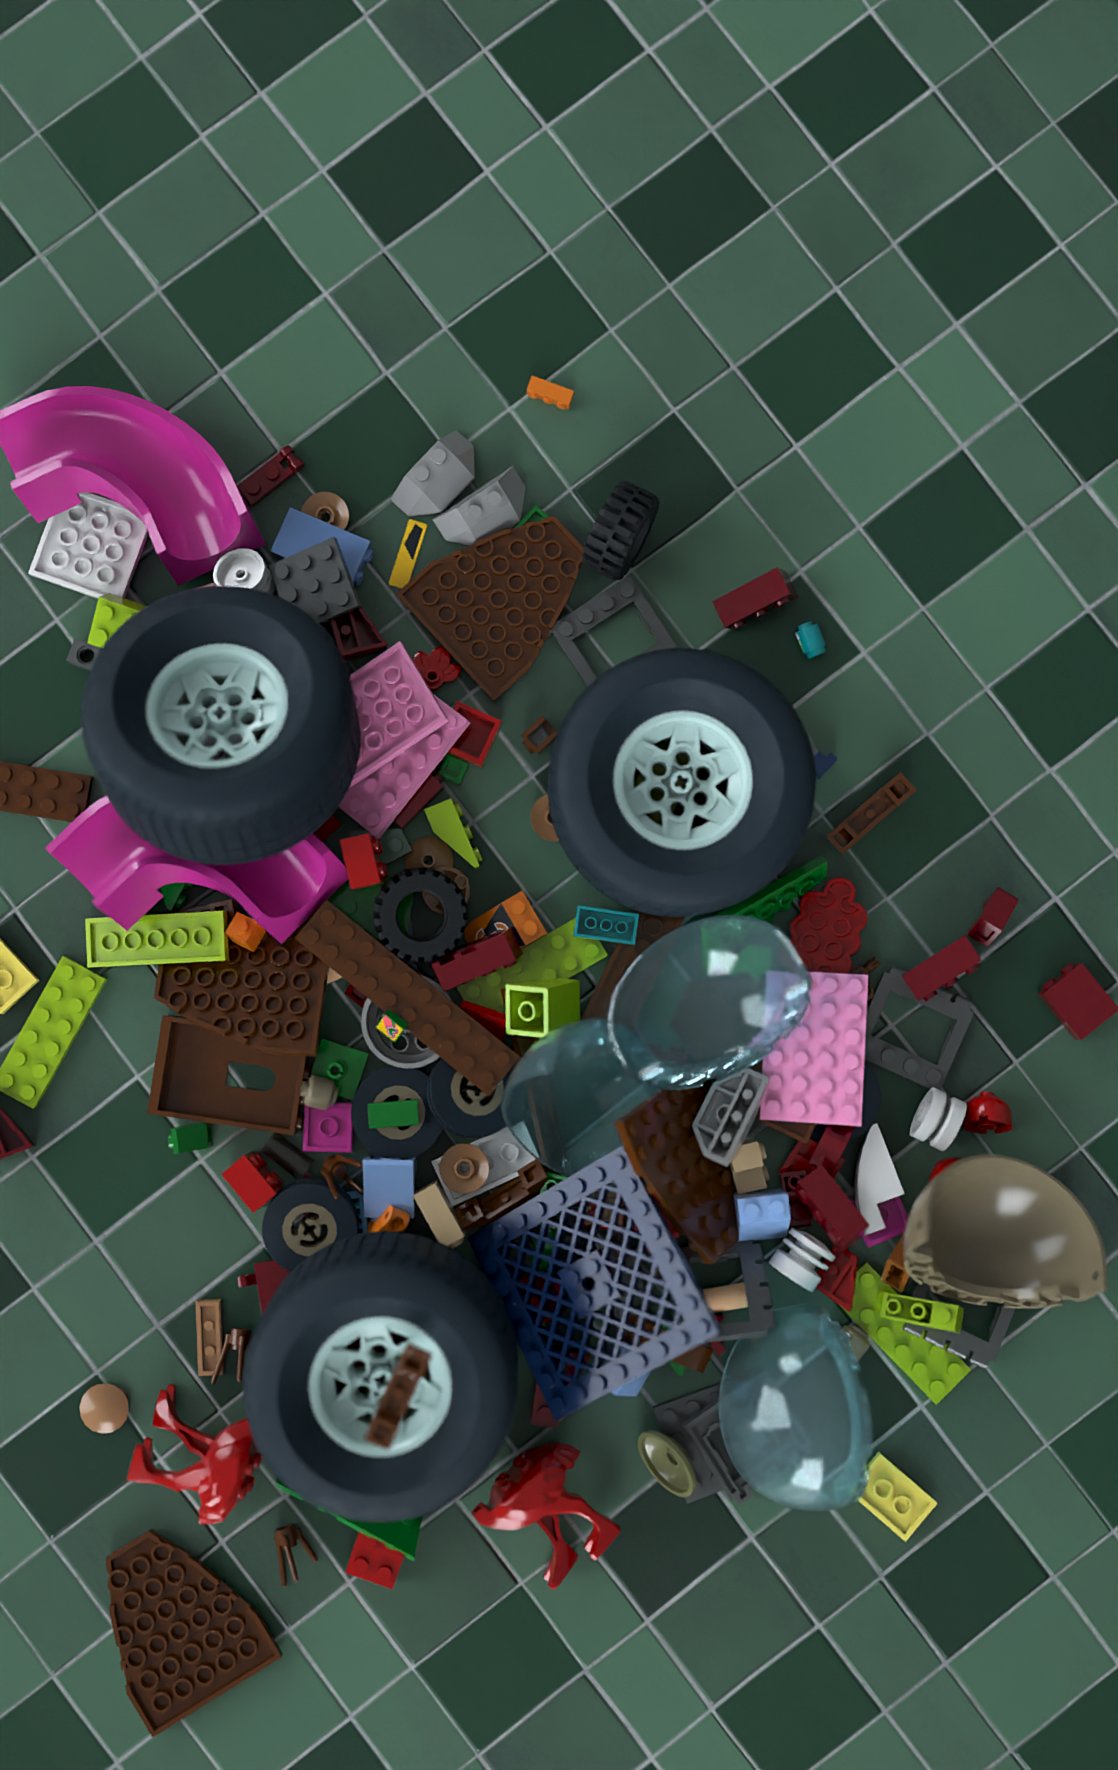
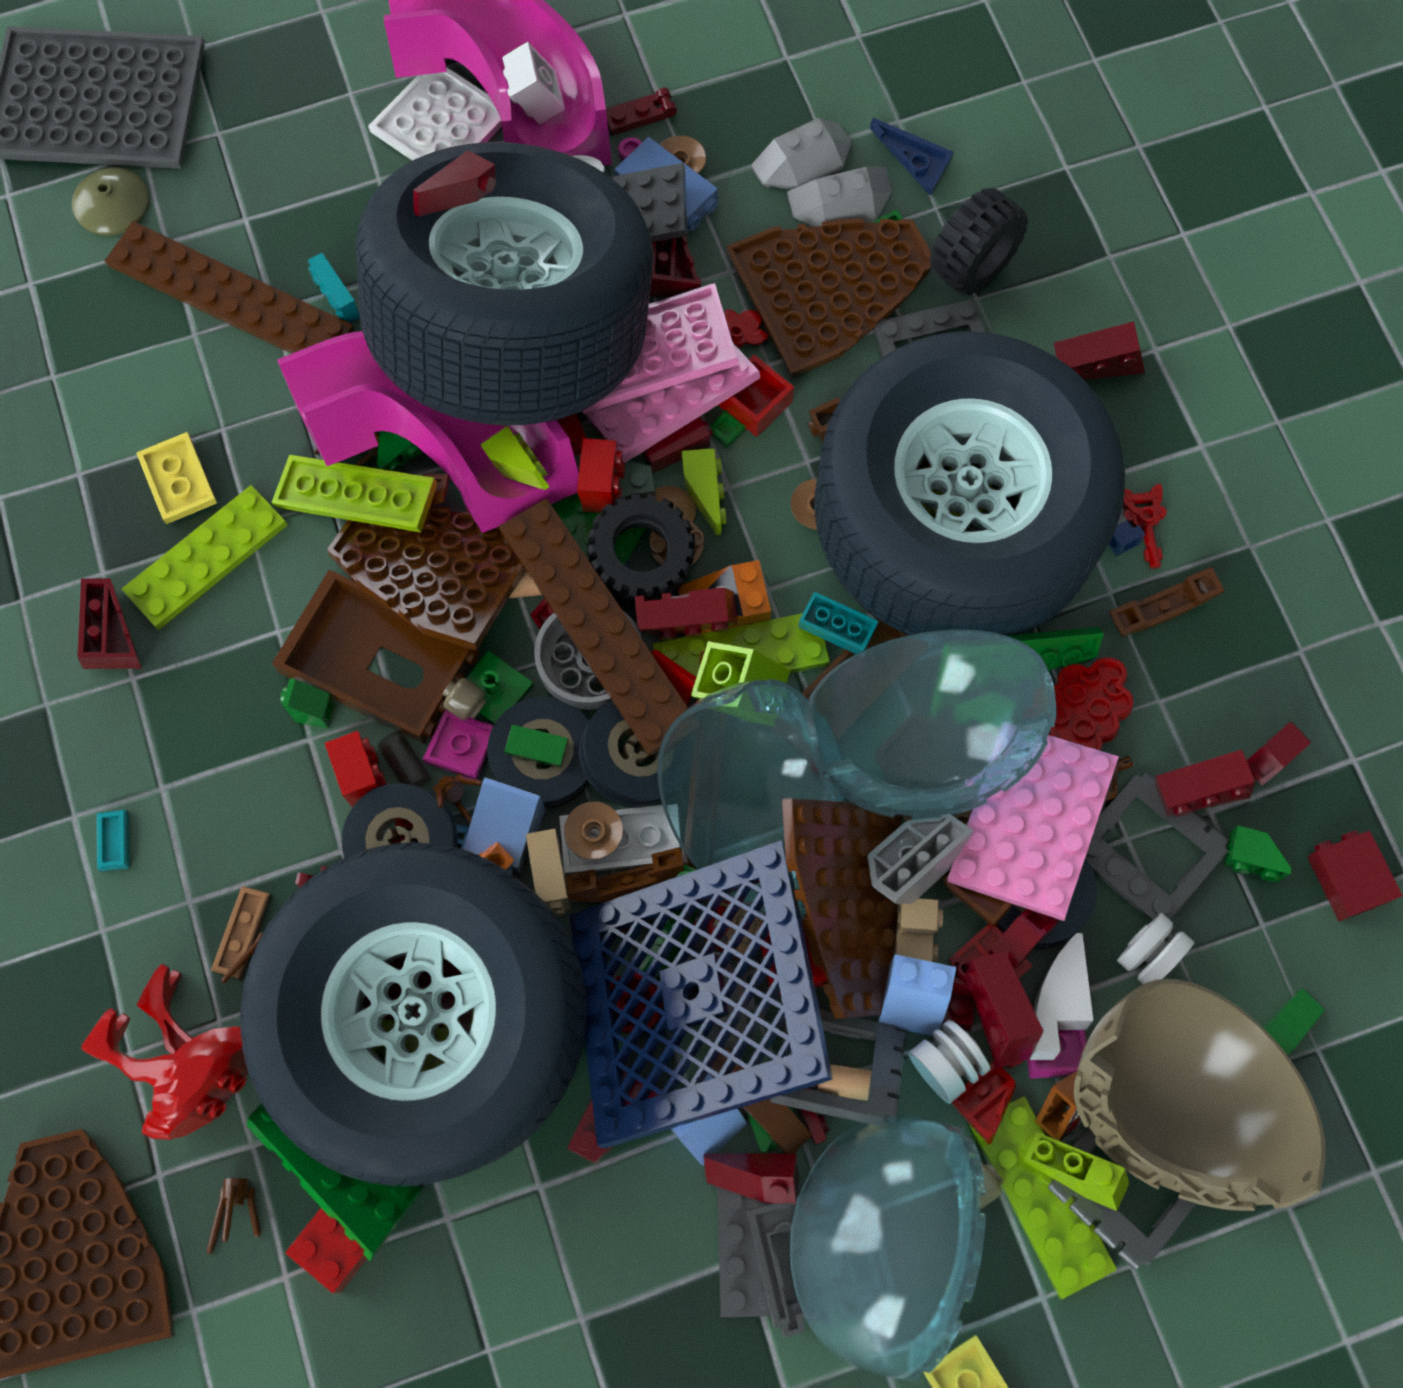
camera: 20 degrees right, 15 degrees down
(58, 746) = (333, 288): none -> teal piece
(74, 1298) = (113, 840): none -> teal tile
(104, 1408) = (93, 972): medium nougat dish -> none
(156, 672) = (455, 185): none -> dark red slope
(168, 494) = (533, 83): none -> white brick
(245, 931) = (449, 510): orange brick -> none
(275, 517) = (627, 146): none -> dark pink tile
(288, 874) = (514, 460): none -> lime slope
(391, 1025) = (568, 645): tile -> none
(397, 1396) = (425, 1013): reddish brown slope -> none
(407, 553) = (751, 217): yellow sticker -> none
(535, 1493) = (538, 1234): red animal -> none
(540, 444) = (918, 156): none -> dark blue wing
(550, 392) = (945, 115): orange piece -> none
(668, 1462) = (713, 1250): olive dish -> none
(683, 1395) = (755, 1175): none -> dark red slope
(810, 639) = (1148, 413): teal brick -> none
(833, 738) = (1147, 519): none -> red piece
(987, 1113) = (1215, 968): red cylinder -> none
(995, 1007) = (1255, 853): none -> green slope
(1054, 1141) = (1294, 1020): none -> green slope

